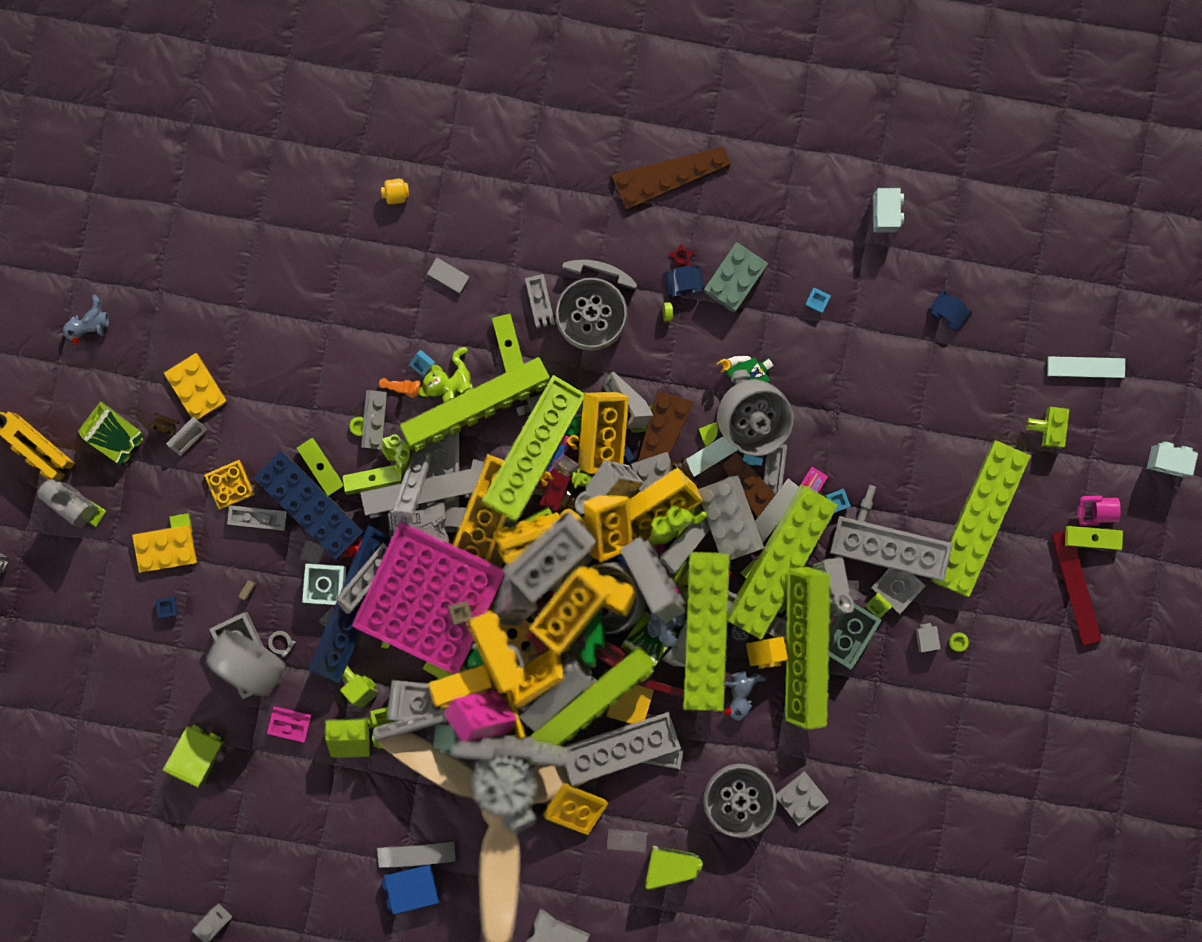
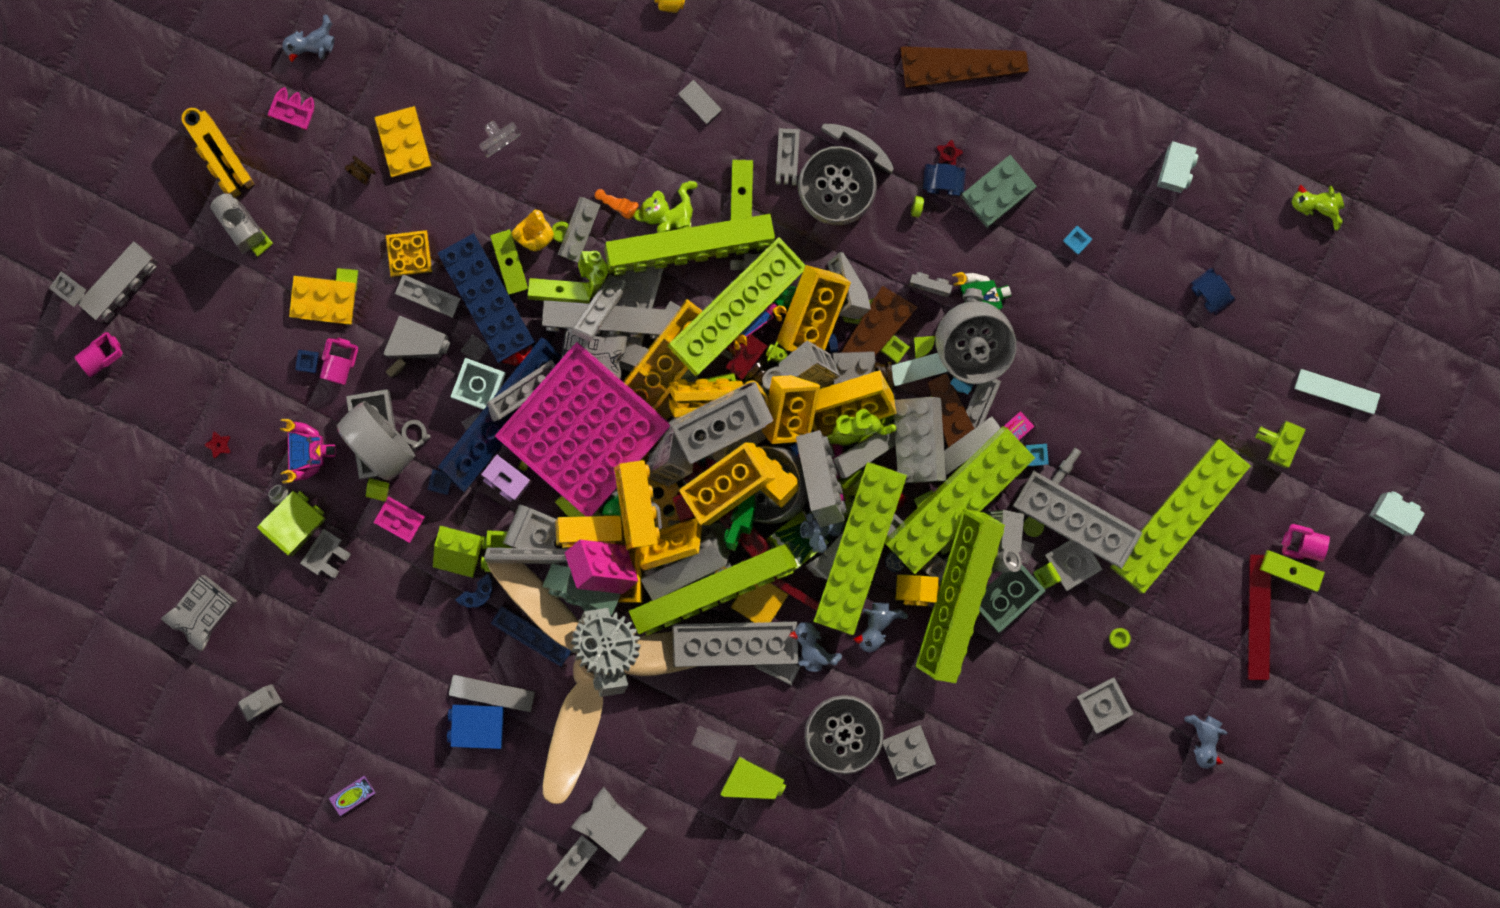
camera: 10 degrees right, 0 degrees up
(88, 388) = (291, 110): none -> dark pink plate
(109, 709) = (216, 438): none -> dark red plate
(110, 433) = (301, 164): slope -> none
(136, 858) = (200, 611): none -> light grey piece
(174, 733) = (277, 494): none -> light grey plate
(186, 436) = (379, 190): light grey tile -> none
(187, 687) = (305, 451): none -> torso
(193, 606) = (337, 368): none -> dark pink piece
(229, 772) = (321, 552): none -> light grey plate
(256, 561) = (415, 341): none -> light grey slope
(262, 703) = (377, 489): none -> lime tile
(278, 359) = (498, 138): none -> clear tile
(315, 681) = (439, 482): none -> dark blue plate
(334, 433) = (533, 232): none -> yellow hair
(358, 689) = (482, 503): lime brick -> none
(373, 660) = (506, 478): none -> lavender piece
(382, 770) = (480, 597): none -> dark blue cylinder
(422, 363) = (646, 185): dark azure plate -> none
(434, 793) = (530, 636): none -> dark blue tile
(460, 612) = (611, 454): dark tan tile -> none
(511, 746) = (623, 605): light grey plate -> none
(565, 465) = (764, 334): clear tile -> none
(575, 809) = (671, 693): yellow plate -> none
(685, 444) = (895, 349): none -> lime tile
(691, 736) = (812, 653): none -> sand blue animal
(706, 377) = (938, 287): none -> light grey plate
(853, 566) = (1032, 527): none -> lime tile
(927, 637) = (1088, 624): light grey brick -> none
(963, 705) = (1105, 705): none -> light grey plate
(1027, 203) = (1326, 203): none -> lime animal
(1063, 704) = (1209, 734): none -> sand blue animal

